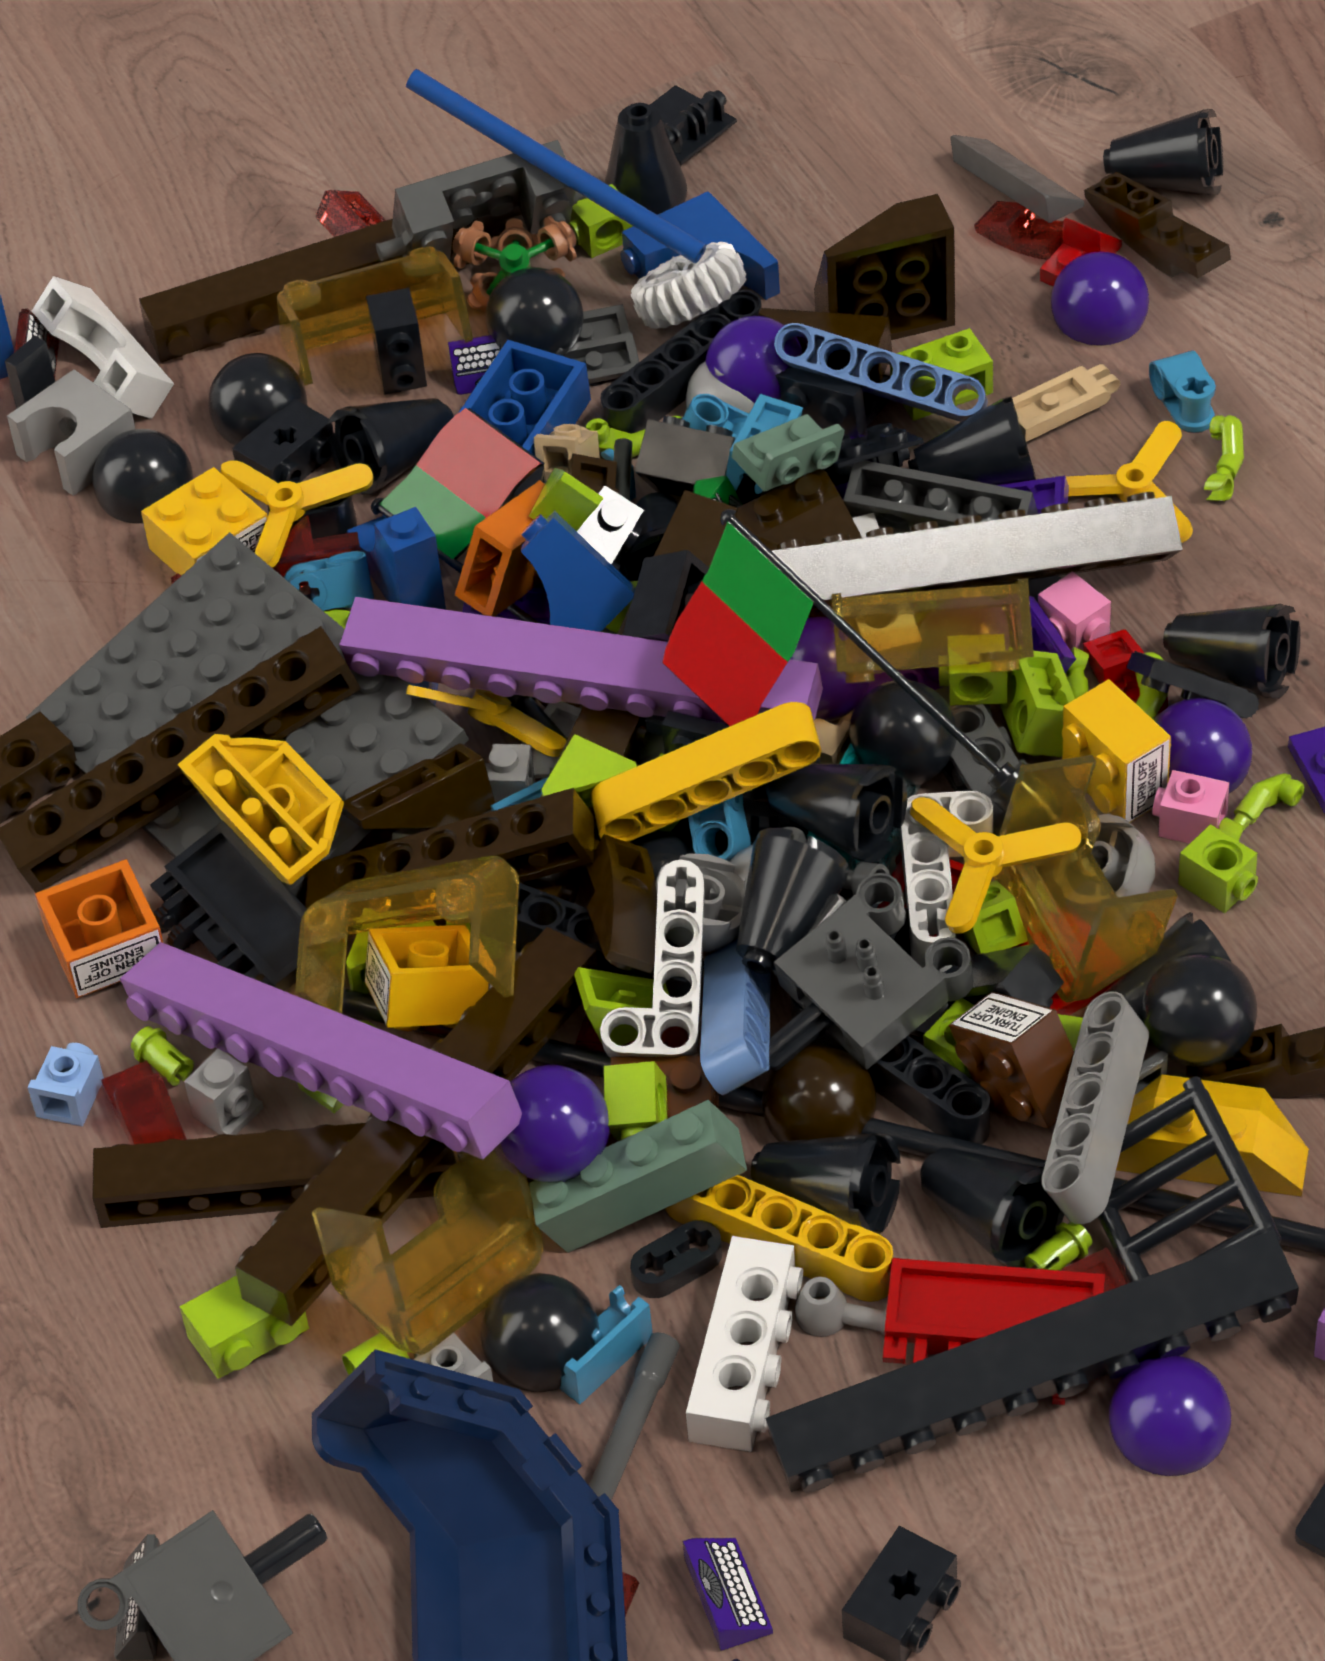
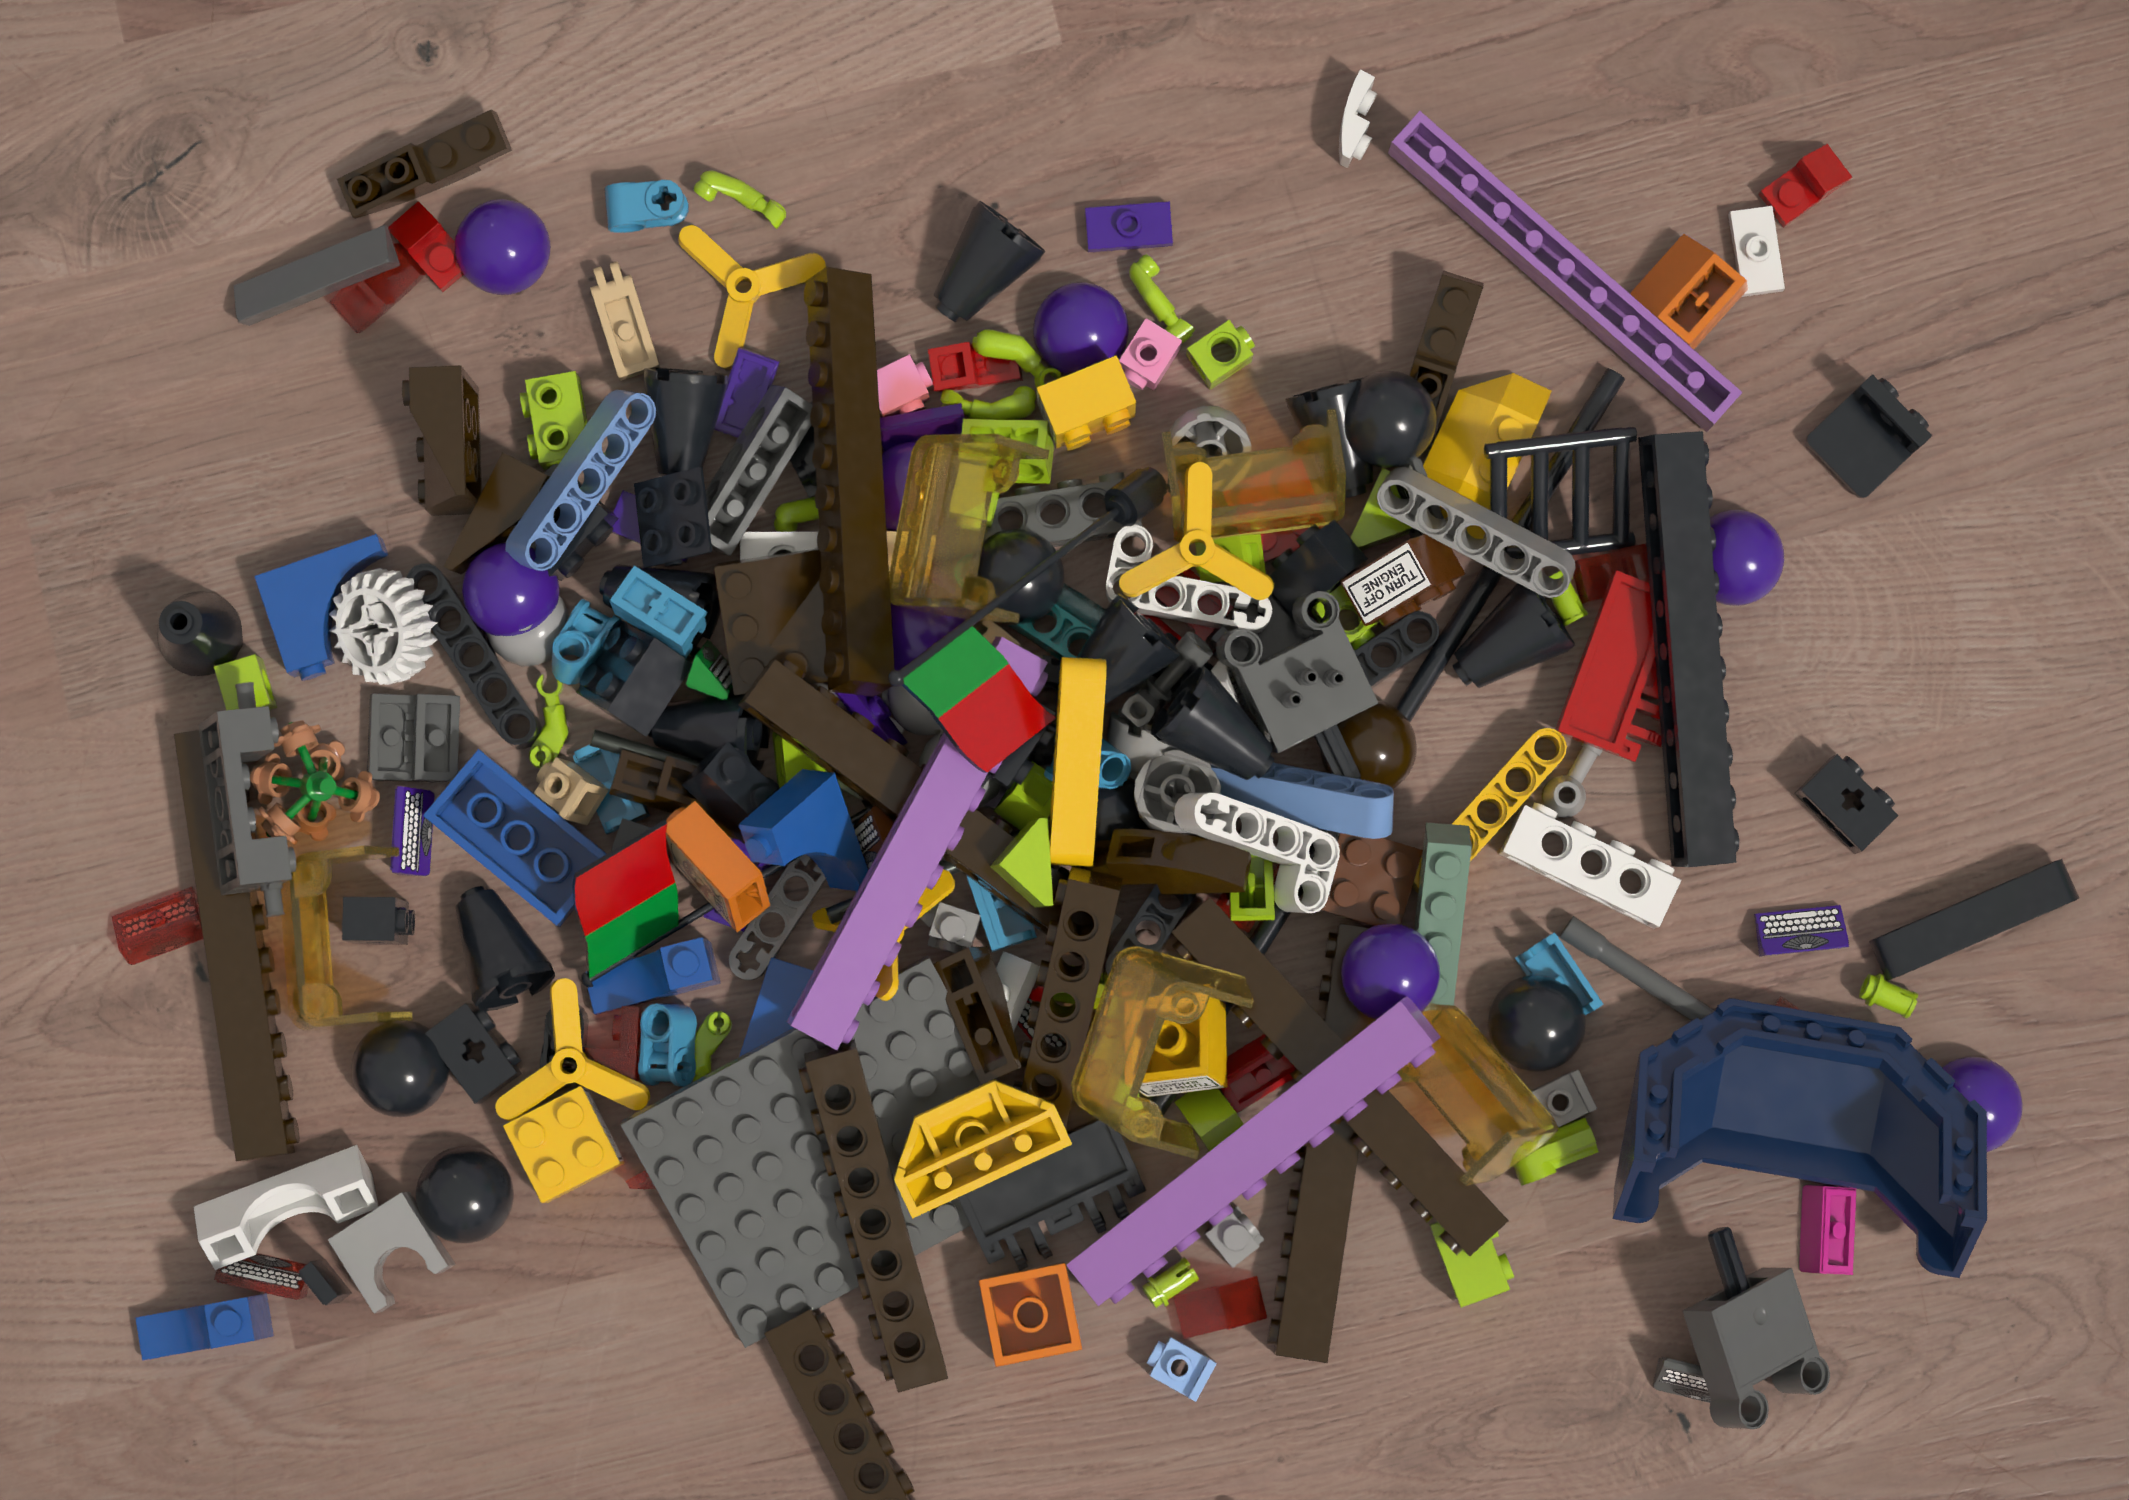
camera: 80 degrees left, 35 degrees up
(535, 310) = (383, 782): black piece -> none
(556, 166) = (252, 723): blue piece -> none
(566, 497) = (709, 807): lime slope -> none
(634, 1097) = (1384, 899): lime brick -> none
(663, 593) = (887, 749): black brick -> none
(676, 1259) = (1499, 896): black beam -> none
(692, 120) = (116, 578): black hinge -> none
(788, 451) = (703, 595): sand green bracket -> none
(836, 1175) = (1459, 760): black cone -> none
(1161, 674) = (1029, 315): black hinge -> none
(1171, 155) = (335, 124): black cone -> none

